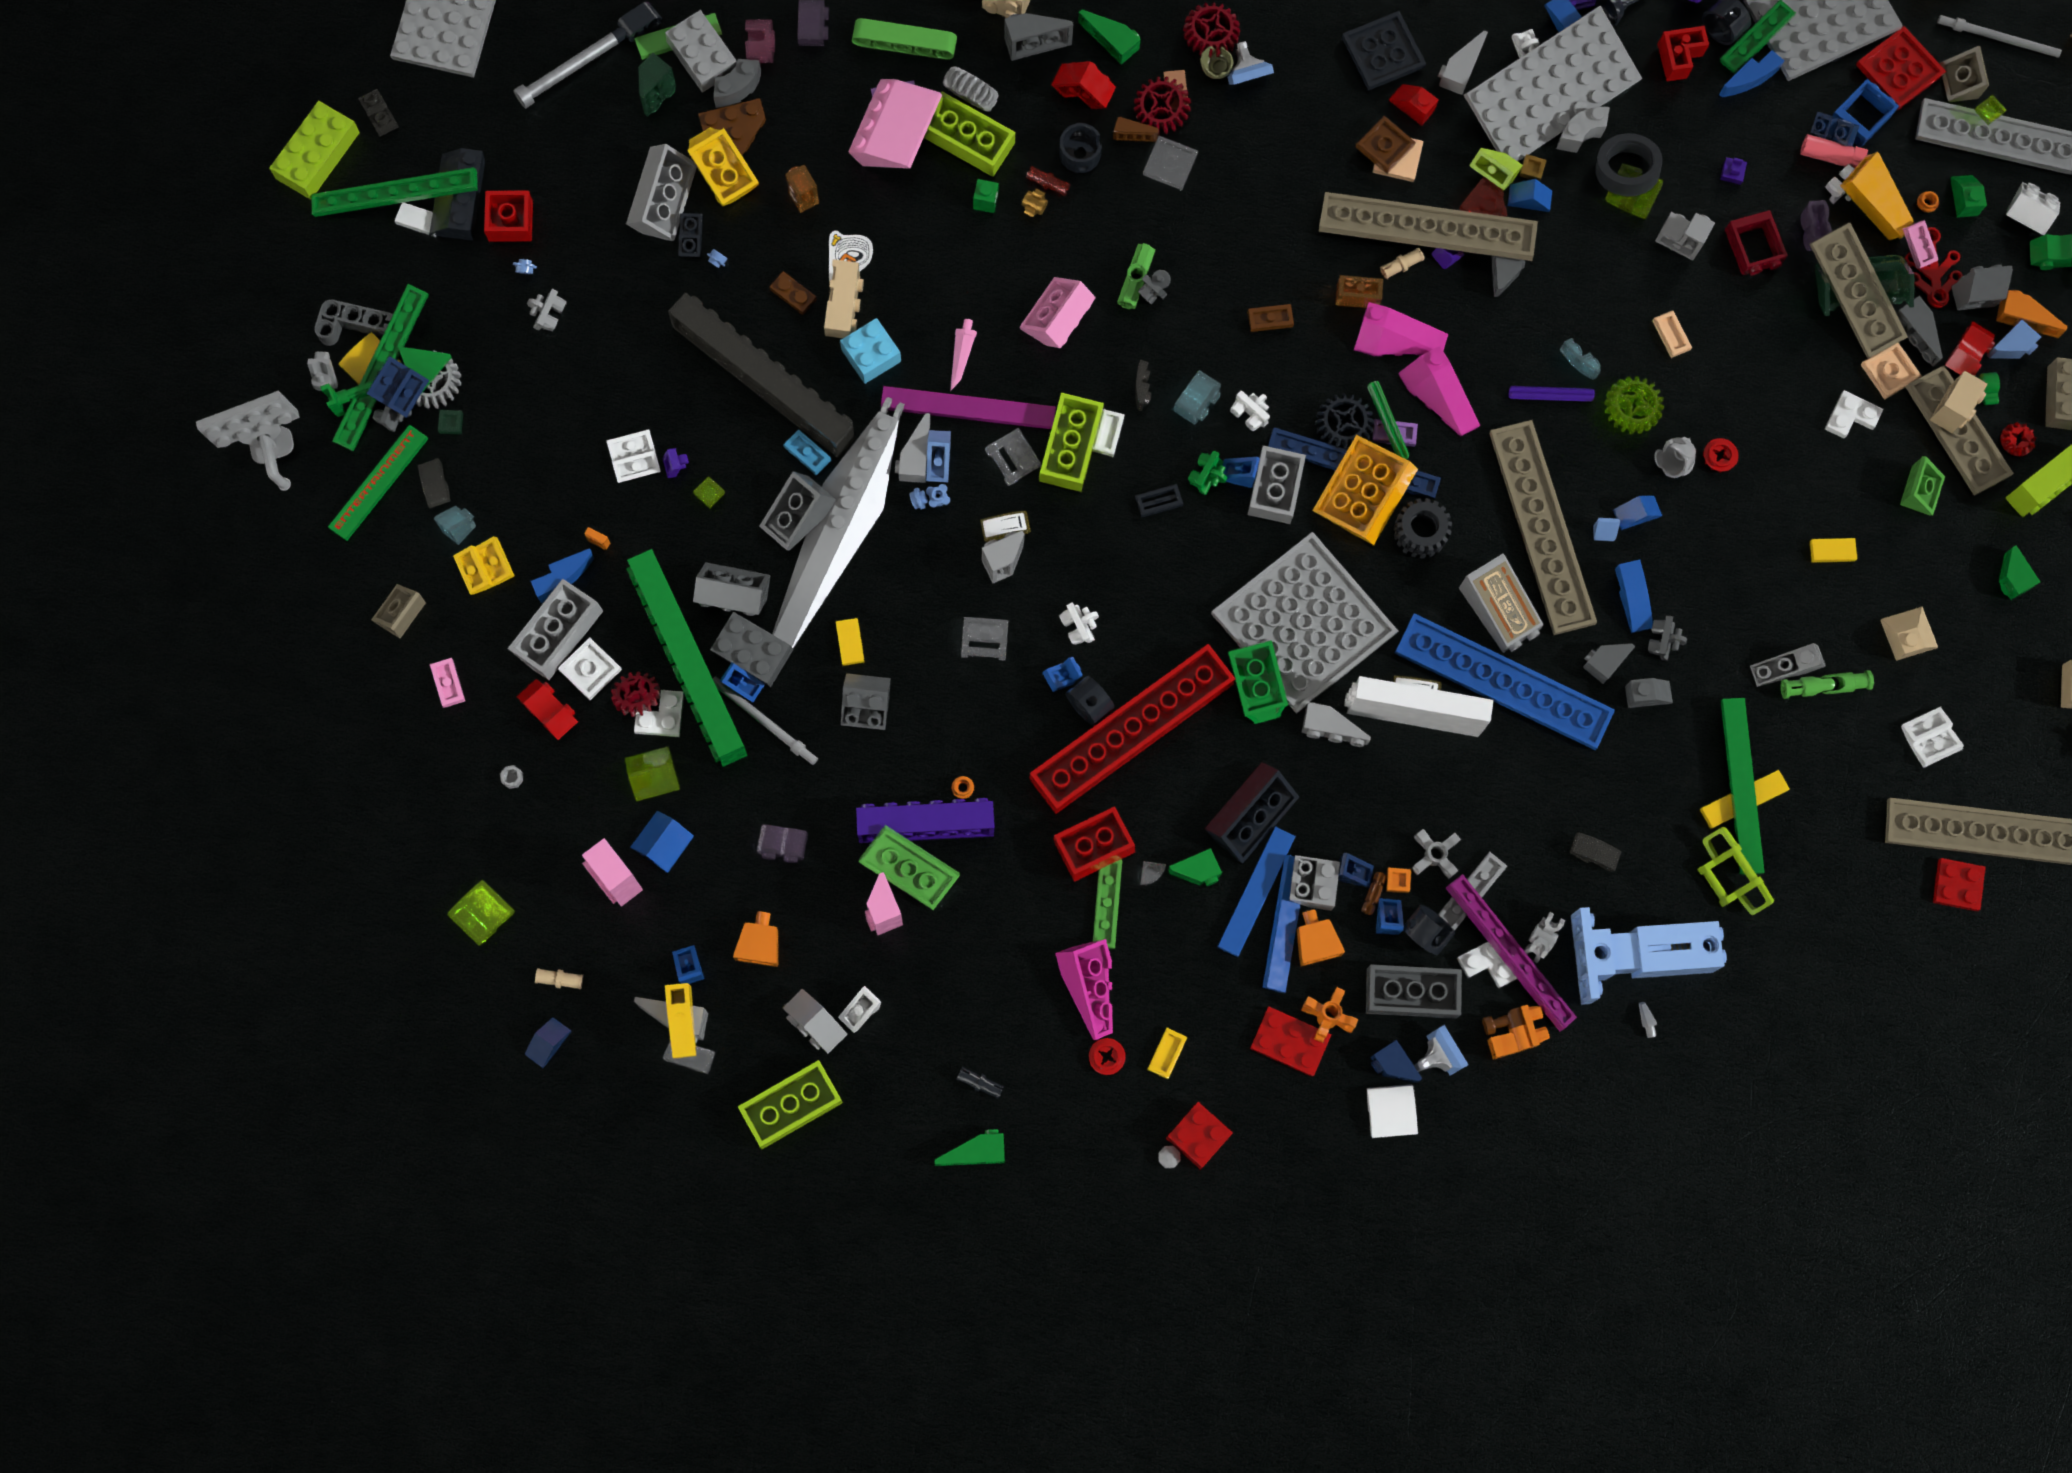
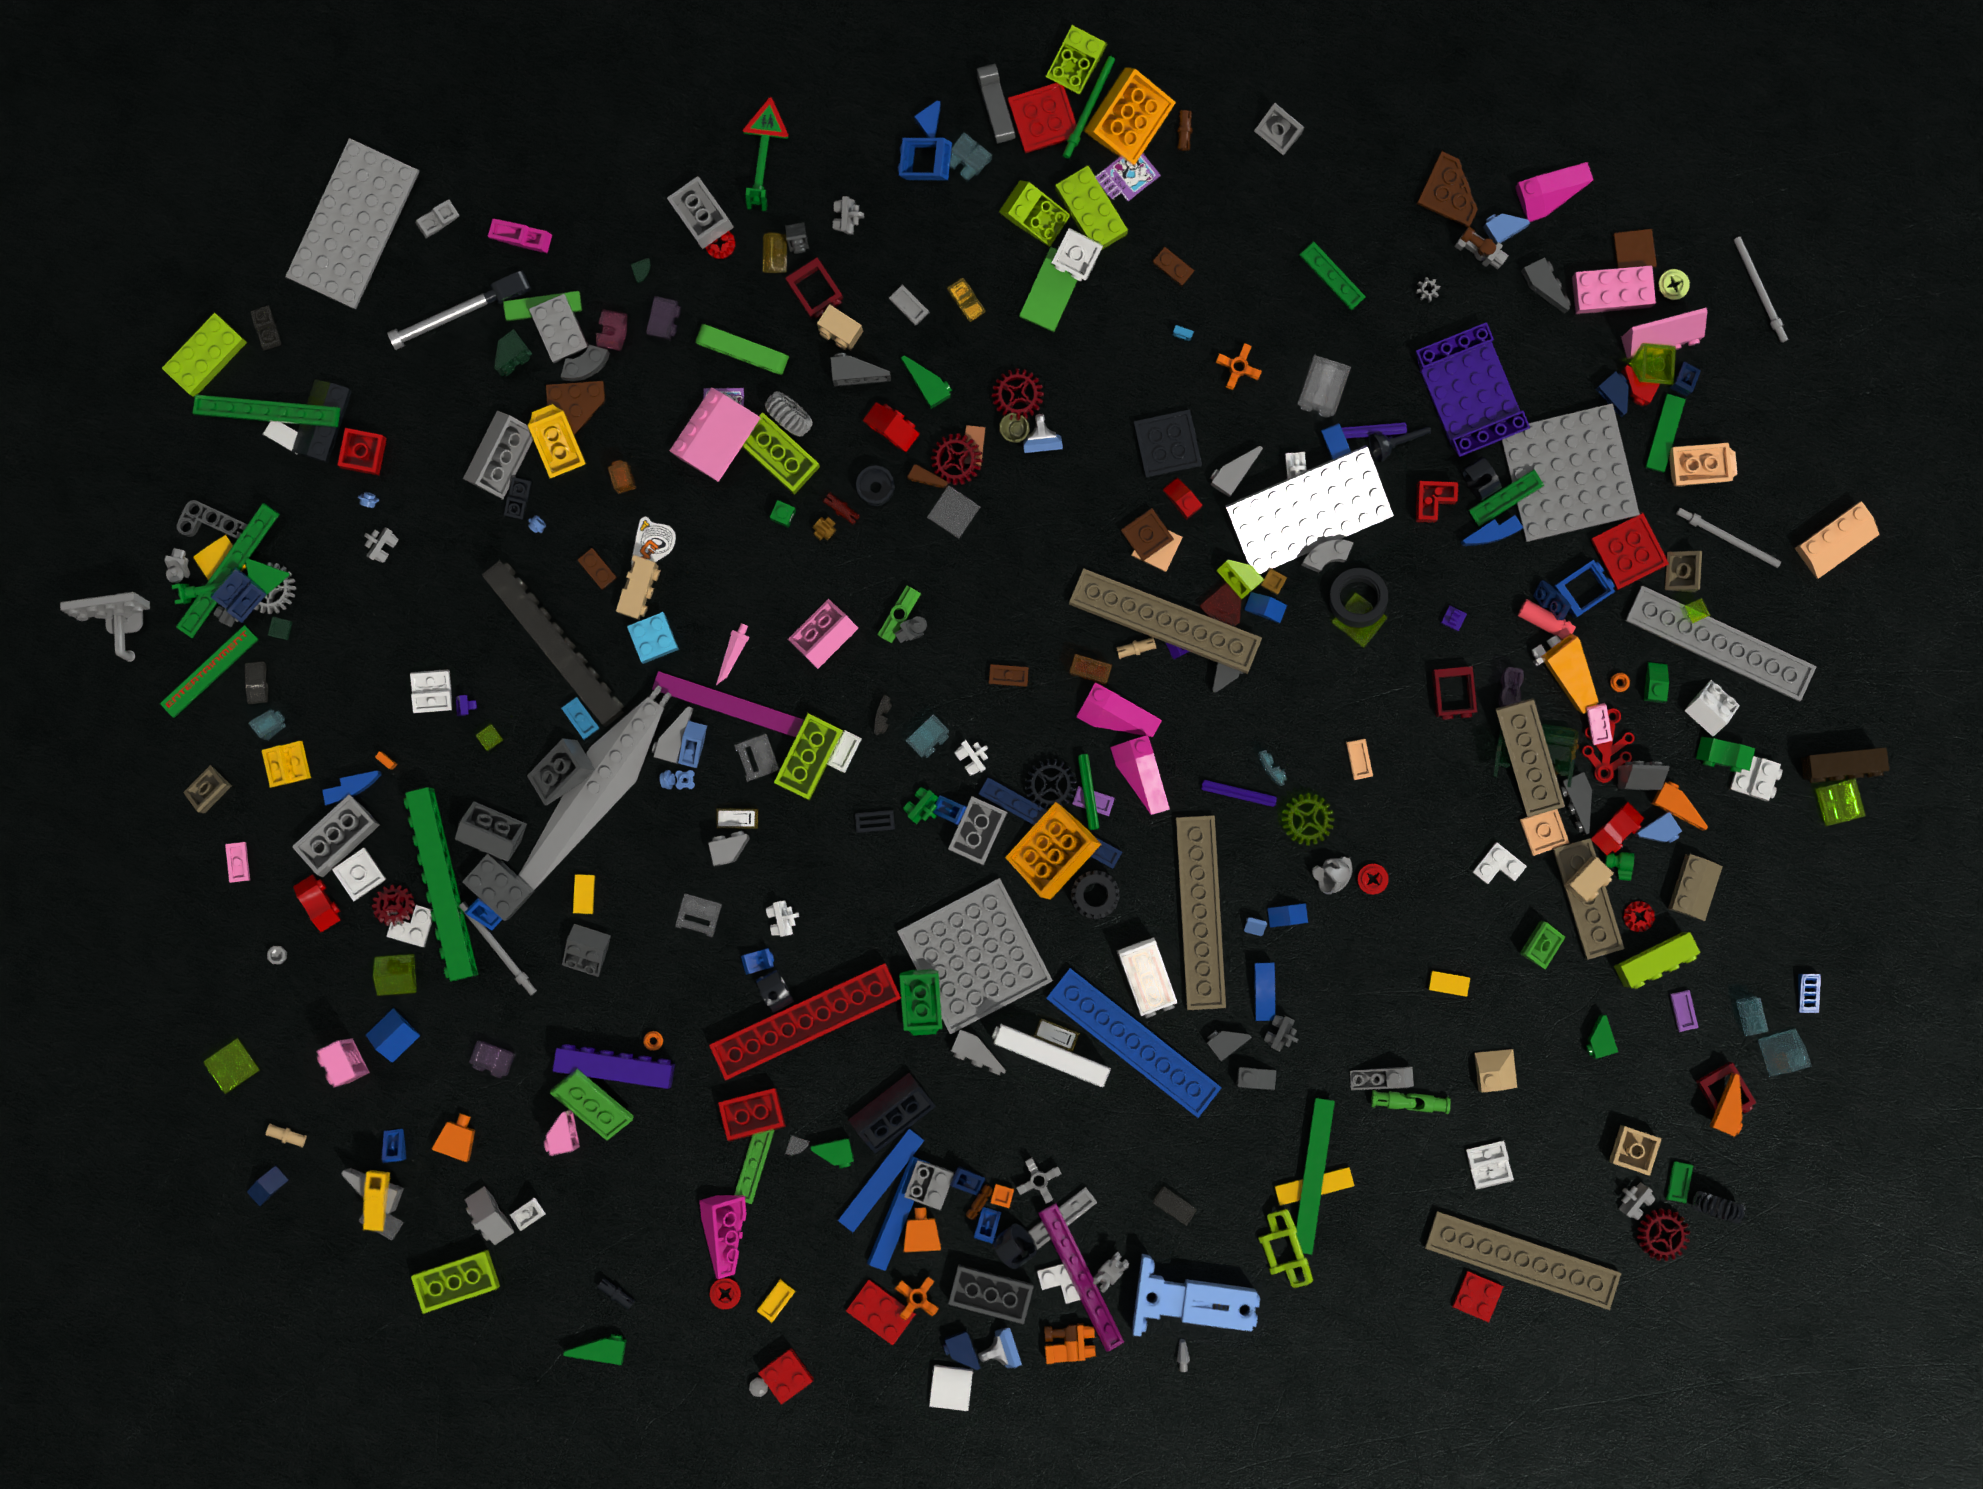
camera: 15 degrees right, 10 degrees up
(1684, 235) = (1391, 672): light grey brick -> none

